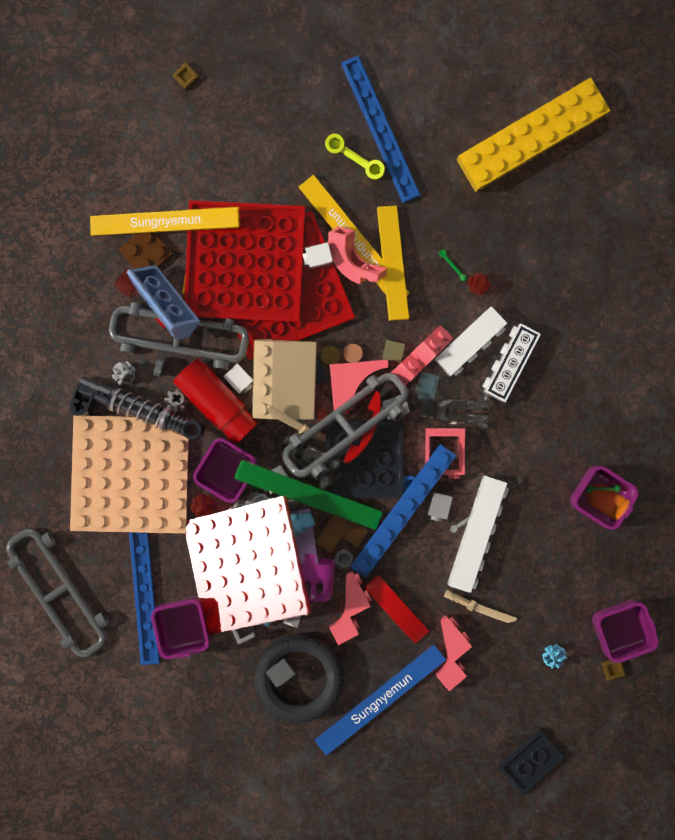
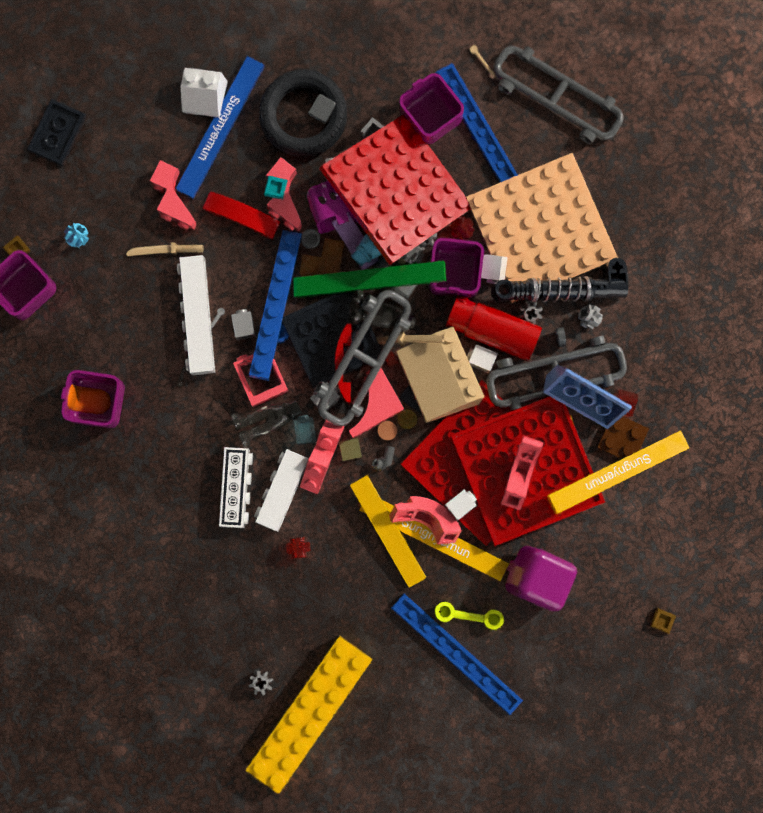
camera: 160 degrees right, 5 degrees down
(115, 668) = (473, 49): none -> tan hinge
(191, 455) = (494, 268): none -> white brick
(253, 257) = (521, 473): none -> coral arch
(277, 159) = (540, 578): none -> magenta piece
(355, 618) = (275, 187): none -> teal tile
(367, 327) = (384, 461): none -> dark grey arm
(382, 738) = (202, 92): none -> white slope
(442, 253) = (345, 562): green hinge -> none
(568, 178) = (258, 687): none -> light grey gear
(591, 488) = (84, 415): green hinge -> none

